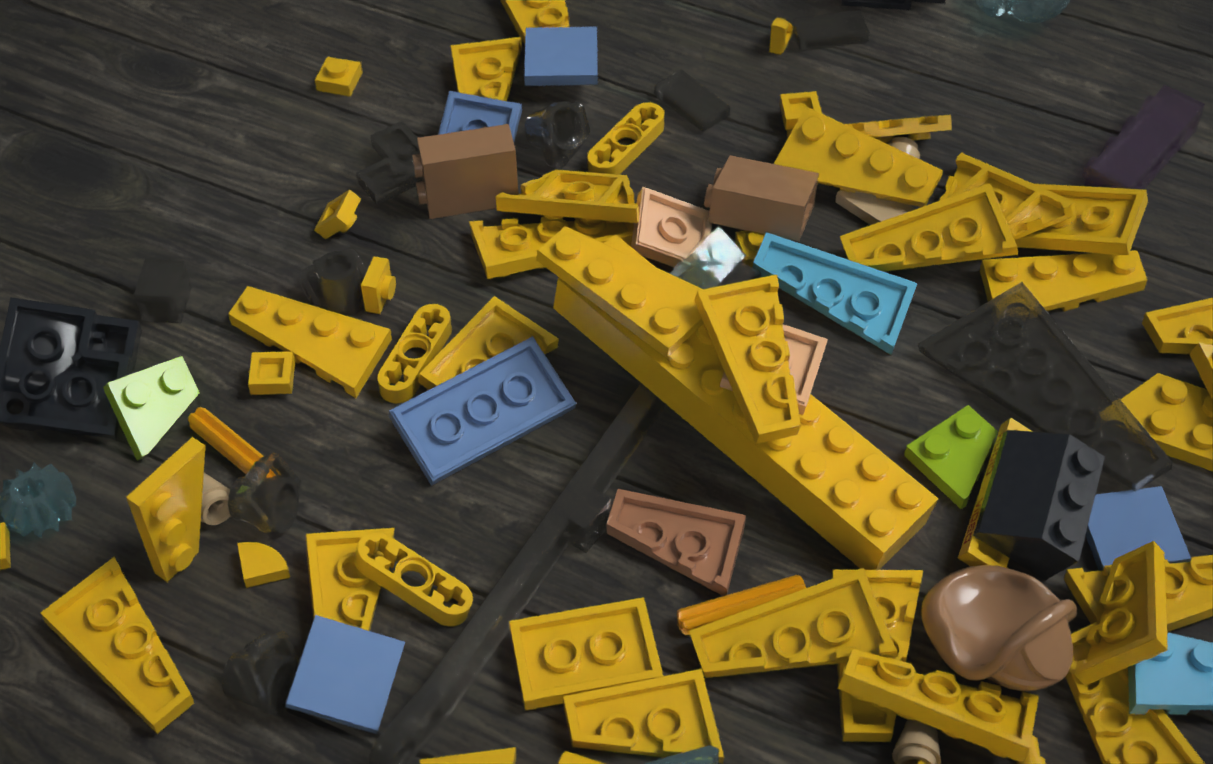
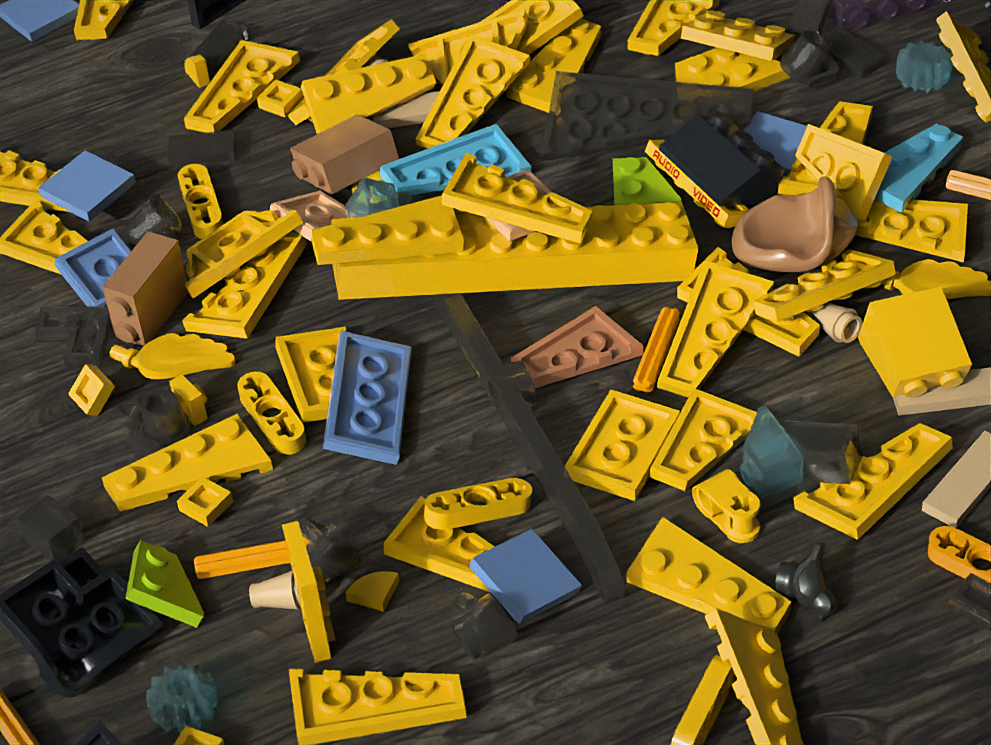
camera: 50 degrees left, 5 degrees down
(430, 245) = (174, 355): none -> yellow animal
(798, 69) = (239, 84): none -> yellow wing

